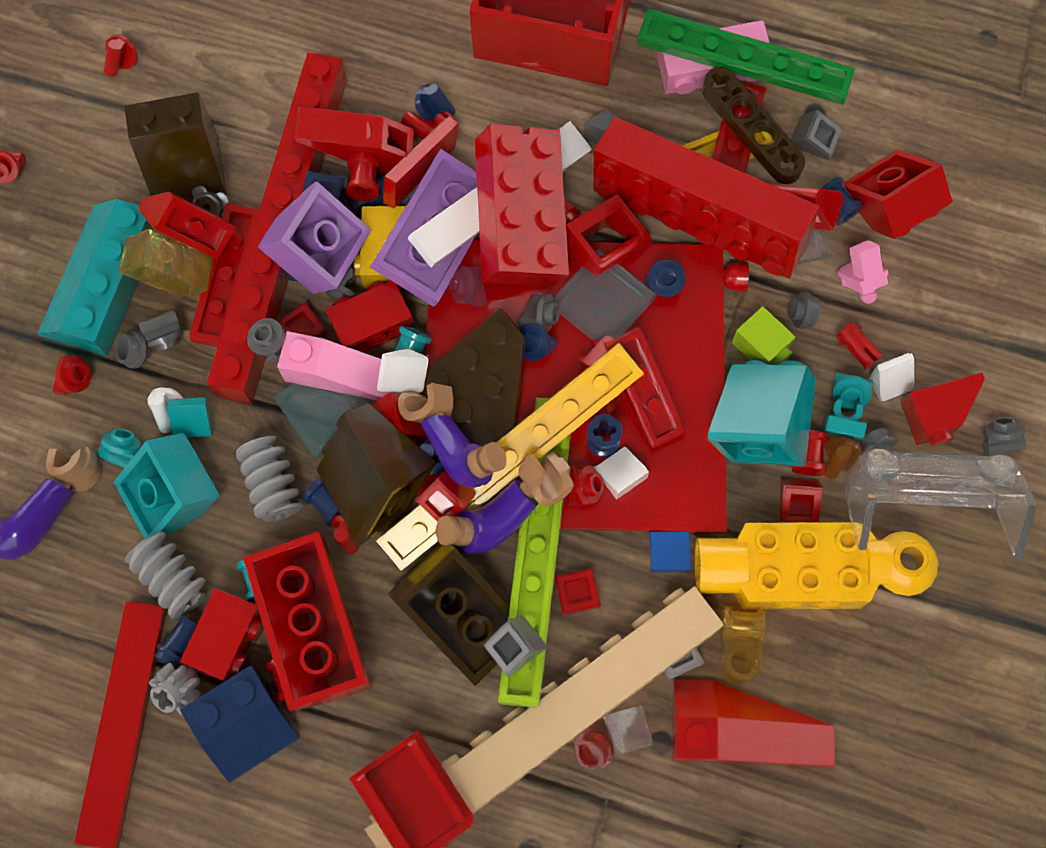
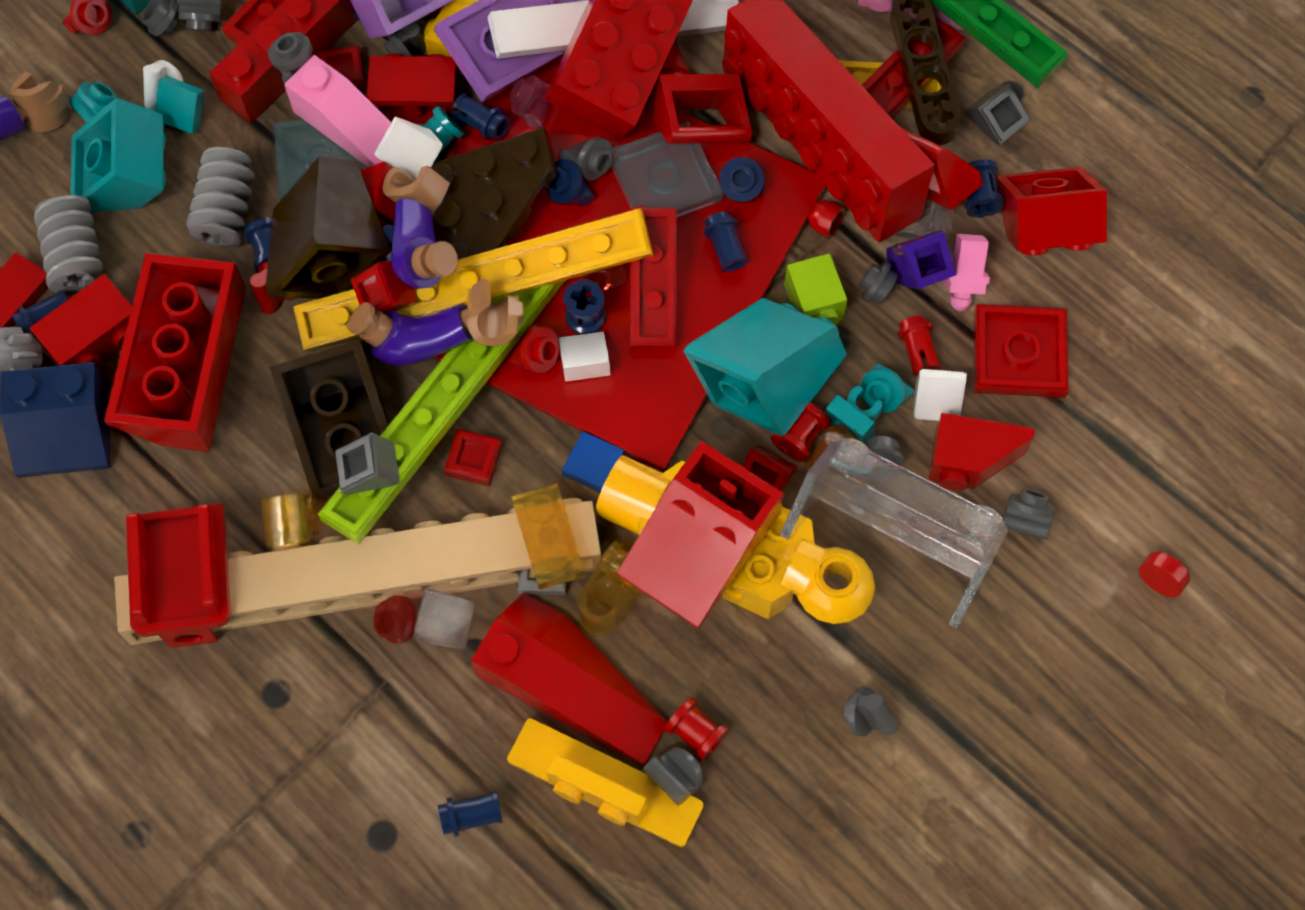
camera: 25 degrees right, 5 degrees down
(436, 318) = (489, 121): none -> dark blue pin
(474, 717) = (290, 519): none -> clear yellow piece
(678, 331) = (726, 242): none -> dark blue pin
(680, 631) = (548, 536): none -> clear yellow plate
(803, 578) = (701, 534): none -> slope
(815, 795) = (603, 781): none -> yellow bracket
(830, 279) = (921, 260): none -> dark purple leg
(860, 721) = (696, 729): none -> red bush
(865, 763) = (676, 774): none -> dark grey plate
(930, 313) = (1020, 351): none -> red tile
(970, 646) = (868, 711): none -> dark grey plate

